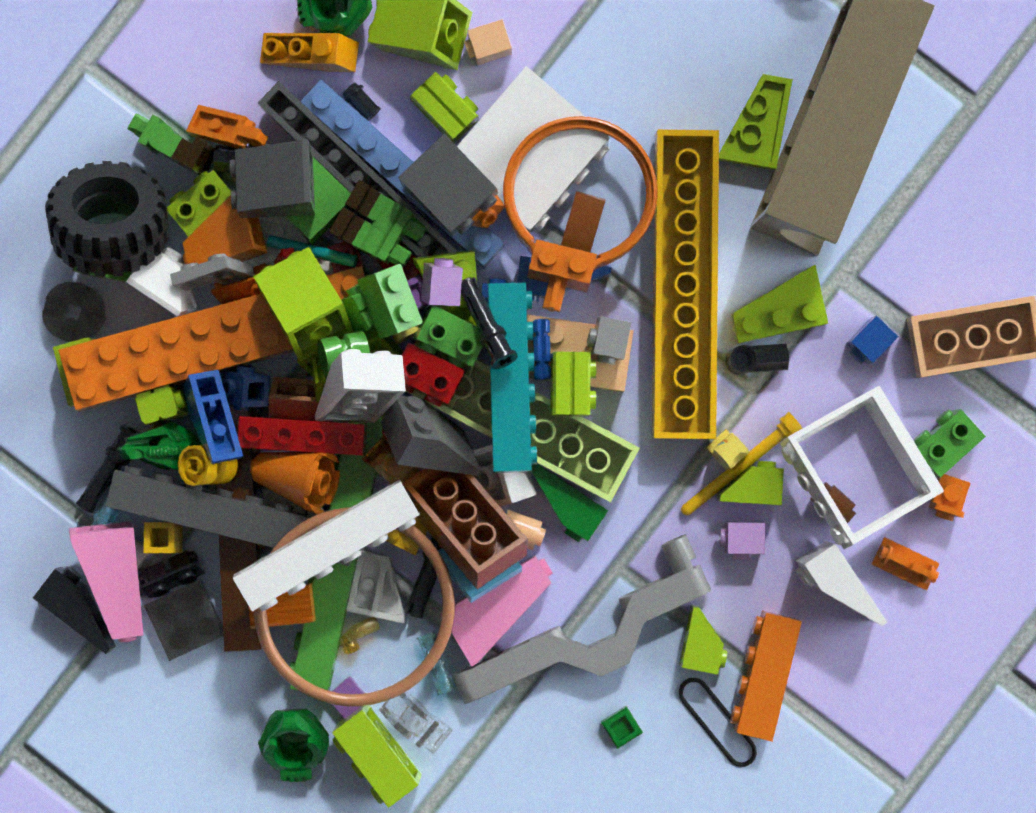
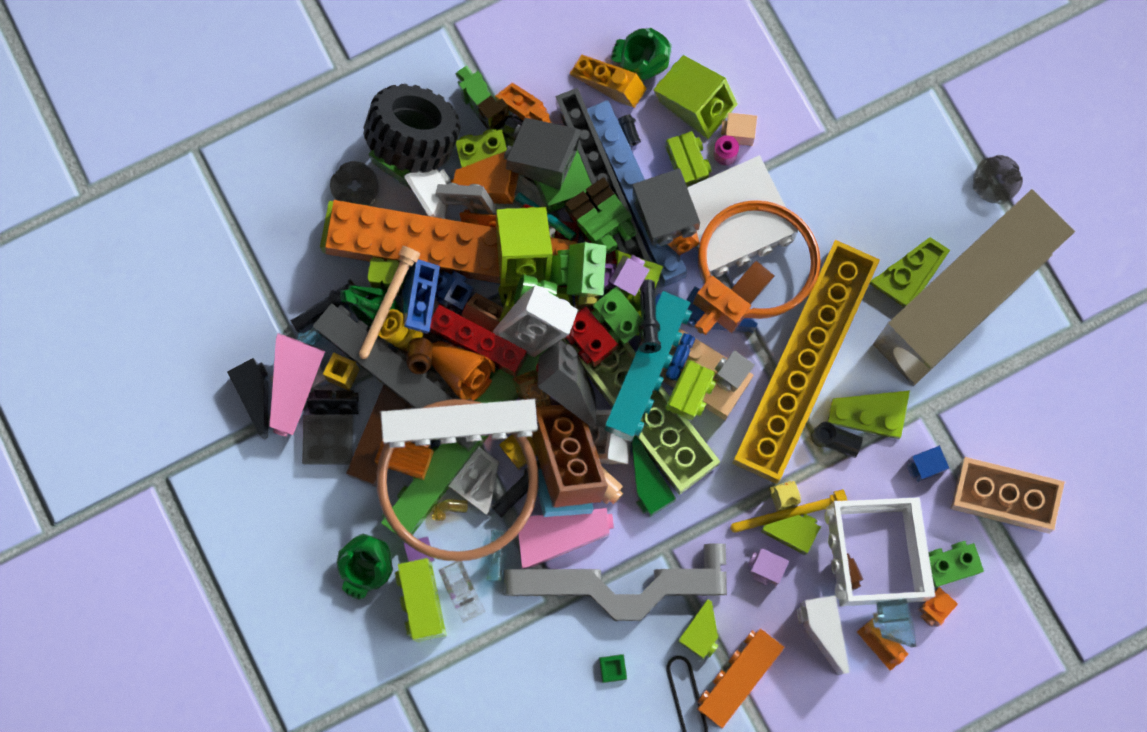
camera: 25 degrees right, 10 degrees down
(177, 381) = (407, 258): none -> light nougat piece
(244, 486) = (419, 355): none -> reddish brown brick
(487, 85) = (728, 156): none -> dark pink brick
(911, 538) = (895, 621): none -> clear light blue slope

